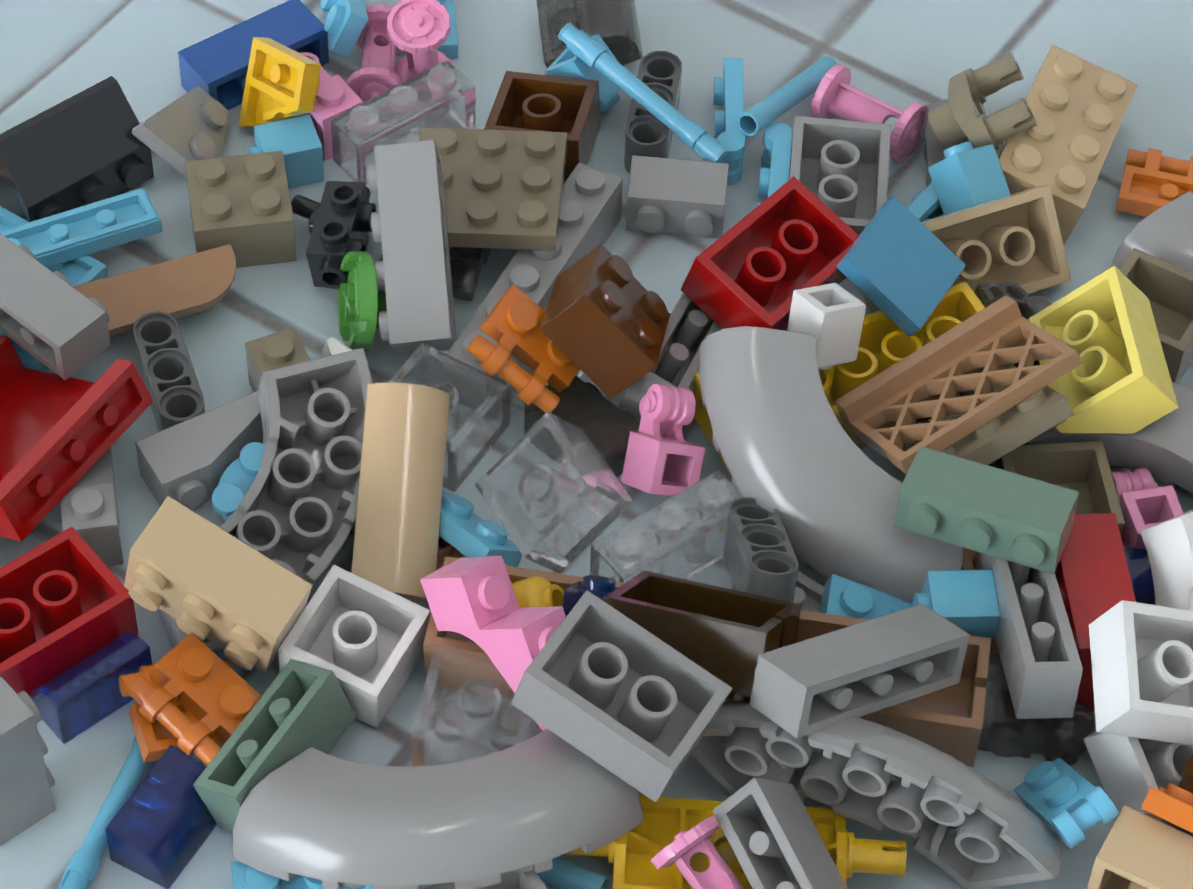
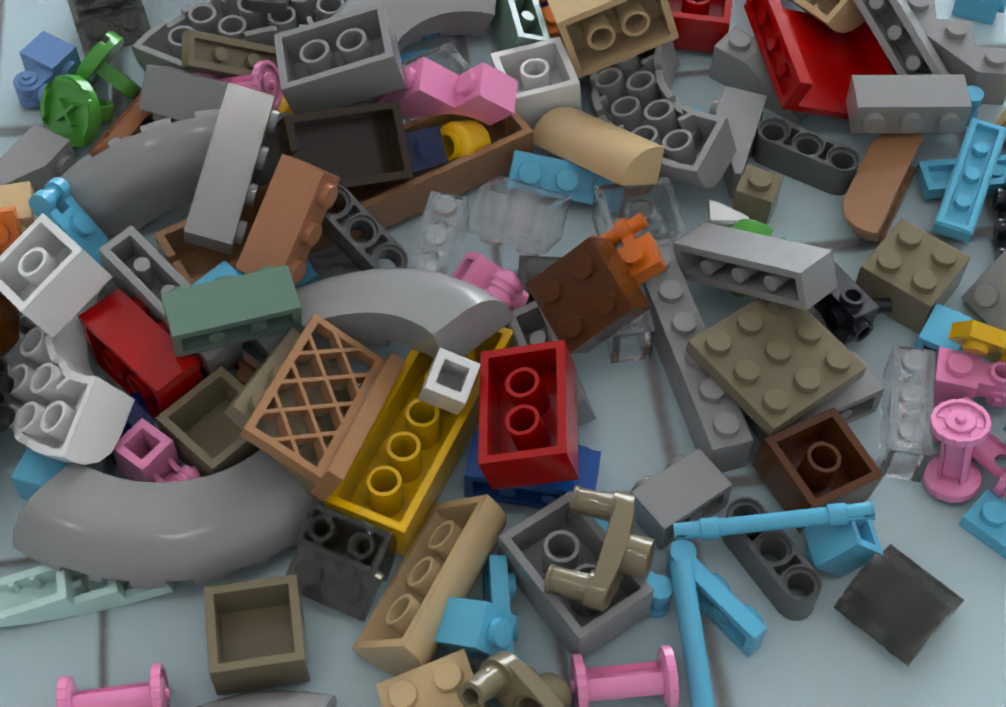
camera: 140 degrees right, 5 degrees up
(806, 132) = (620, 554): none -> dark tan connector
(844, 567) = (289, 218): none -> nougat brick
(901, 266) = (444, 474): dark azure tile -> none
(1123, 364) = (241, 500): light yellow slope -> none

